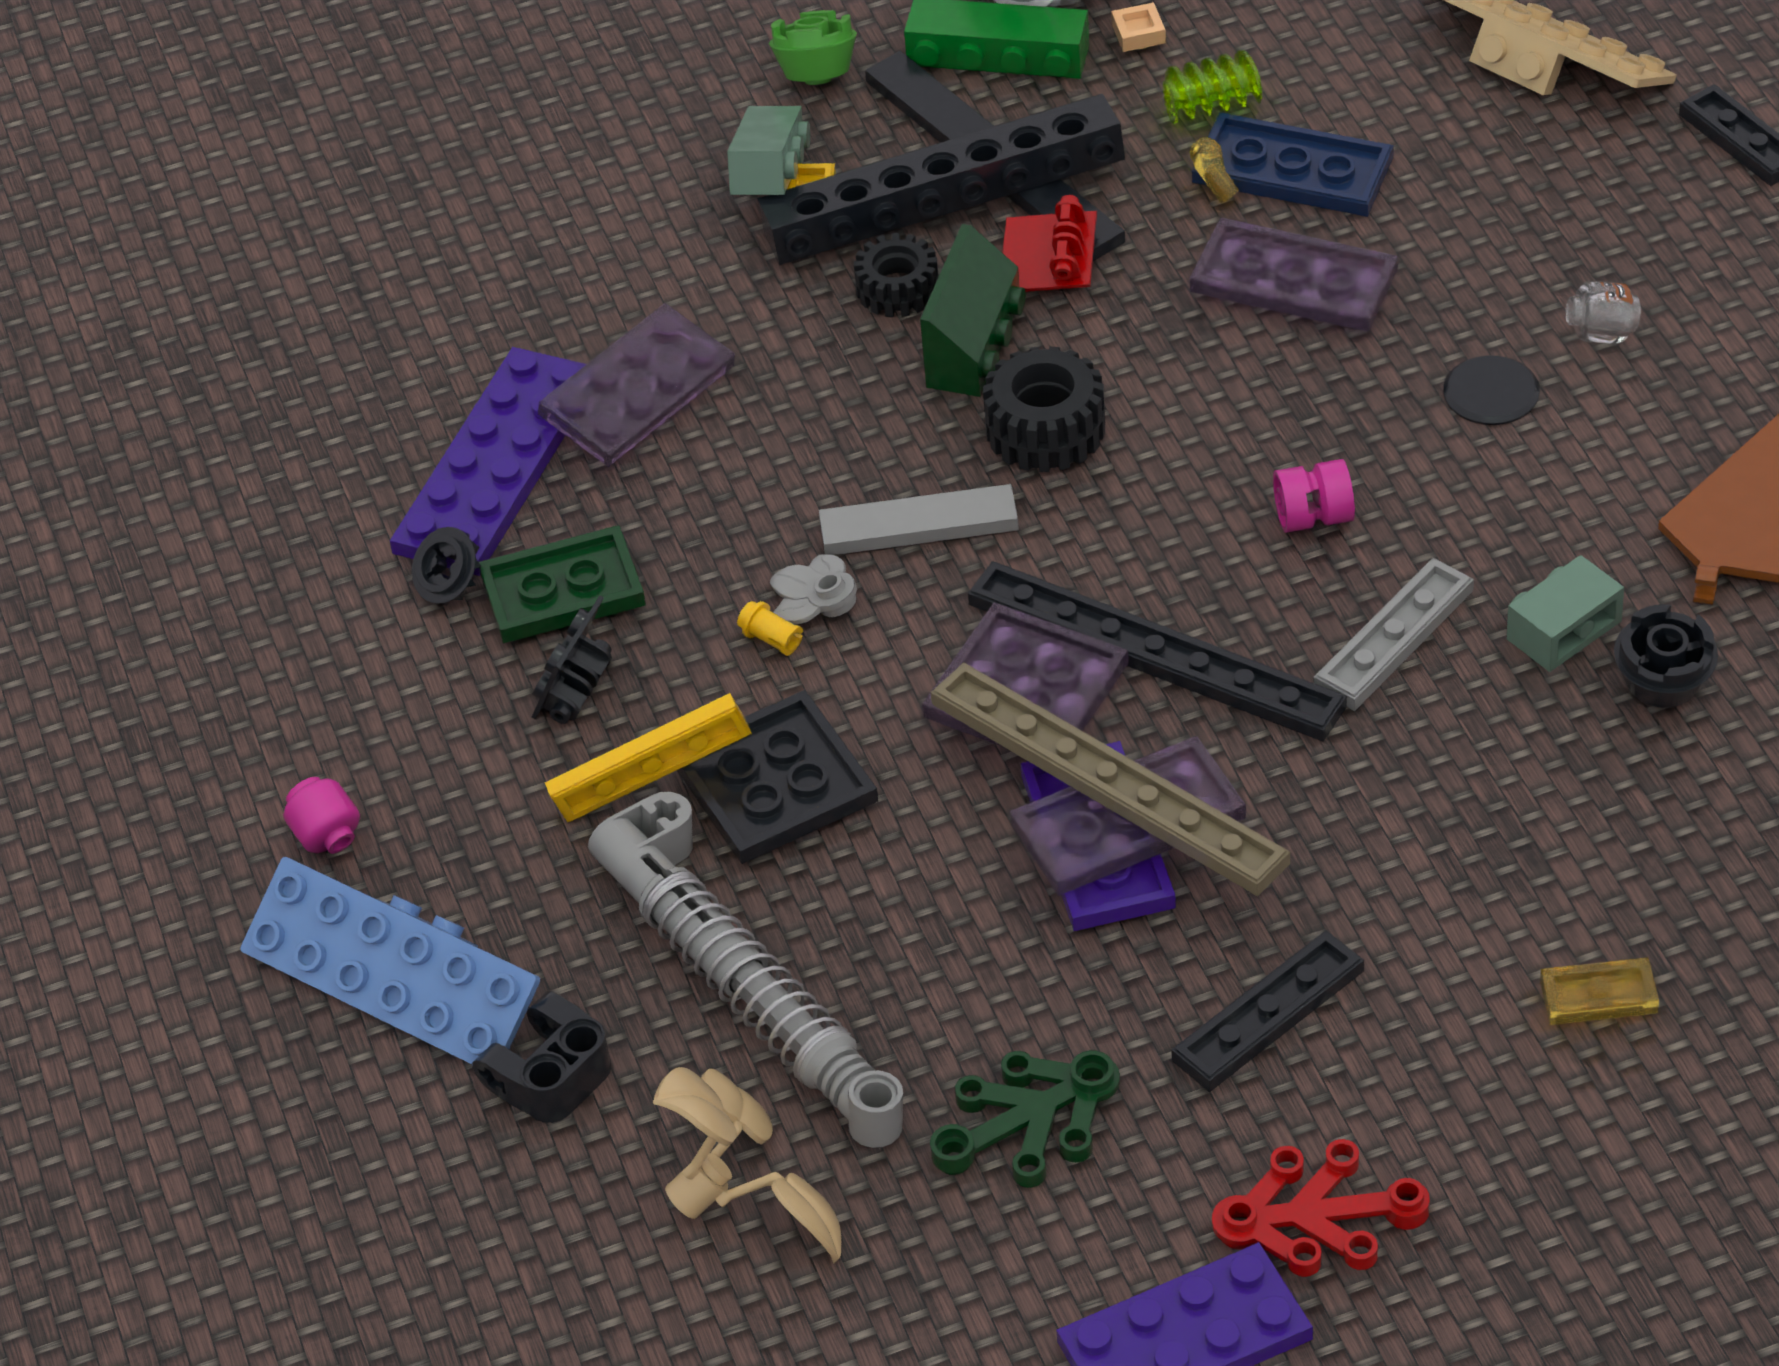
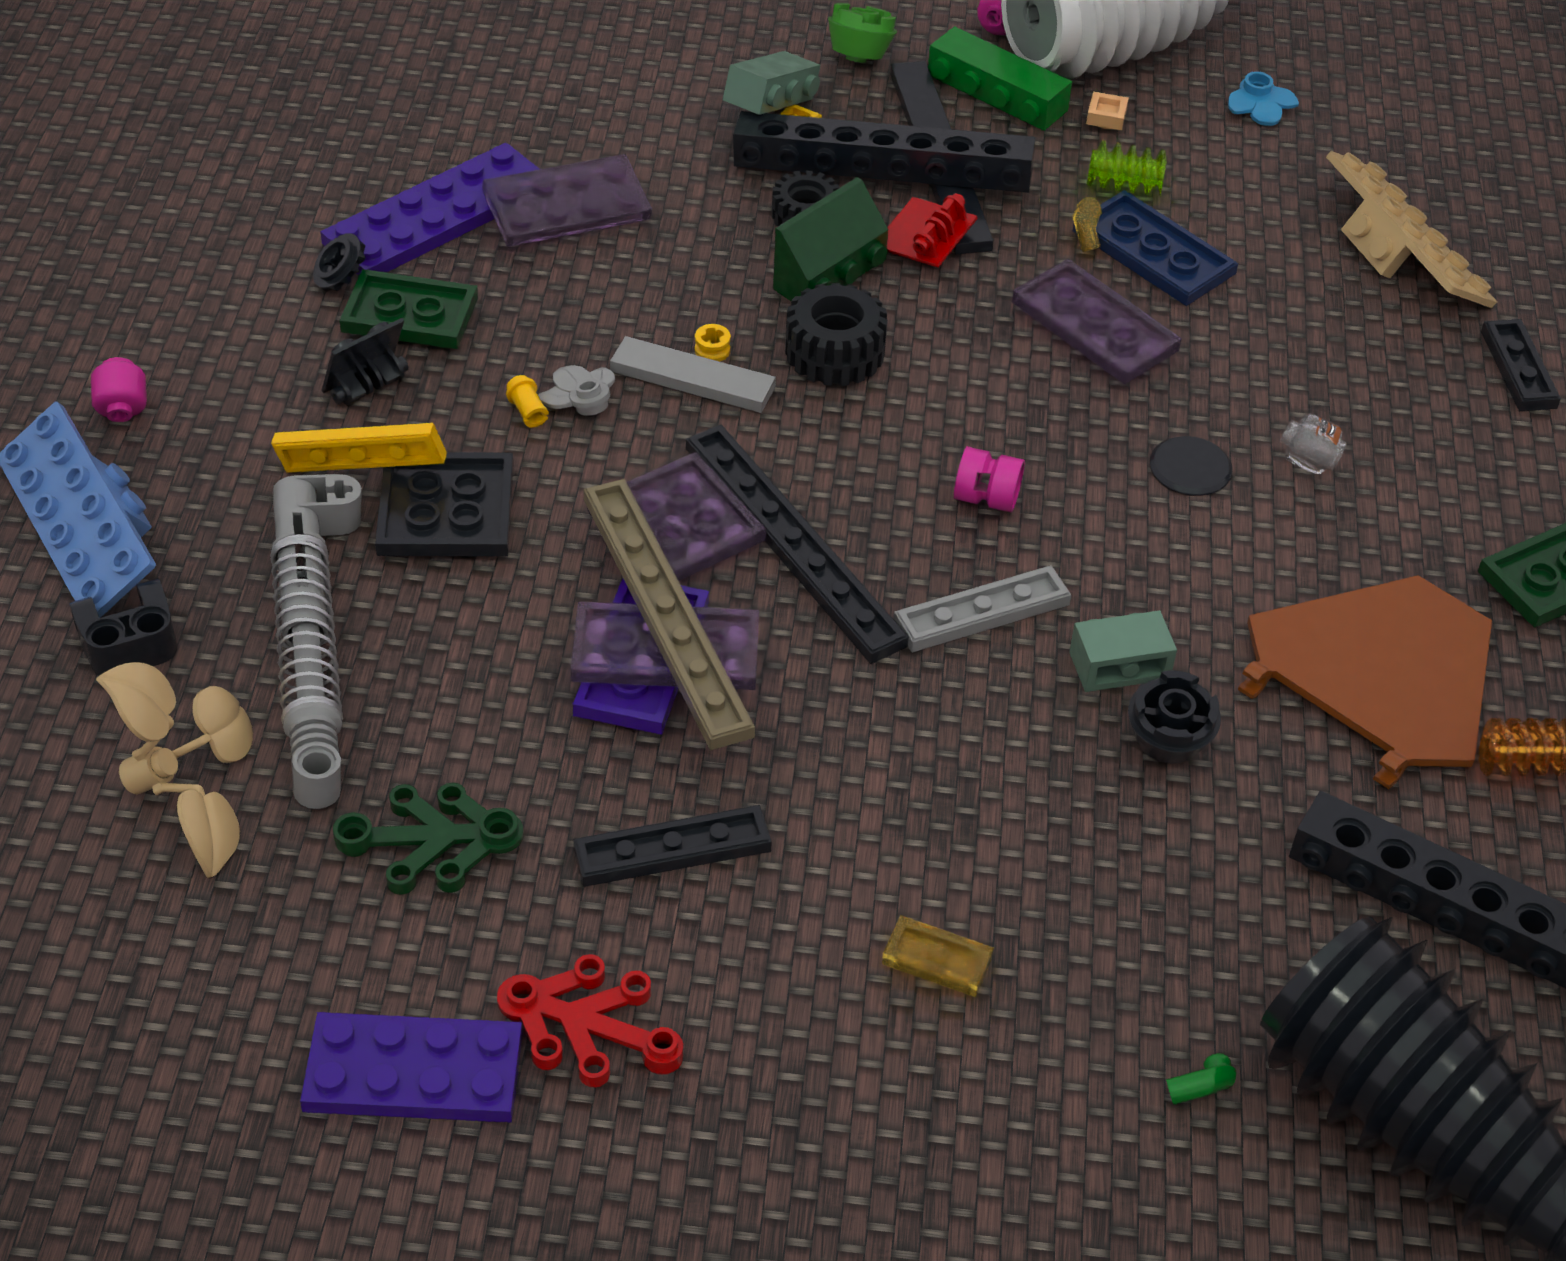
camera: 20 degrees right, 0 degrees up
(913, 465) = (711, 334): none -> yellow bush

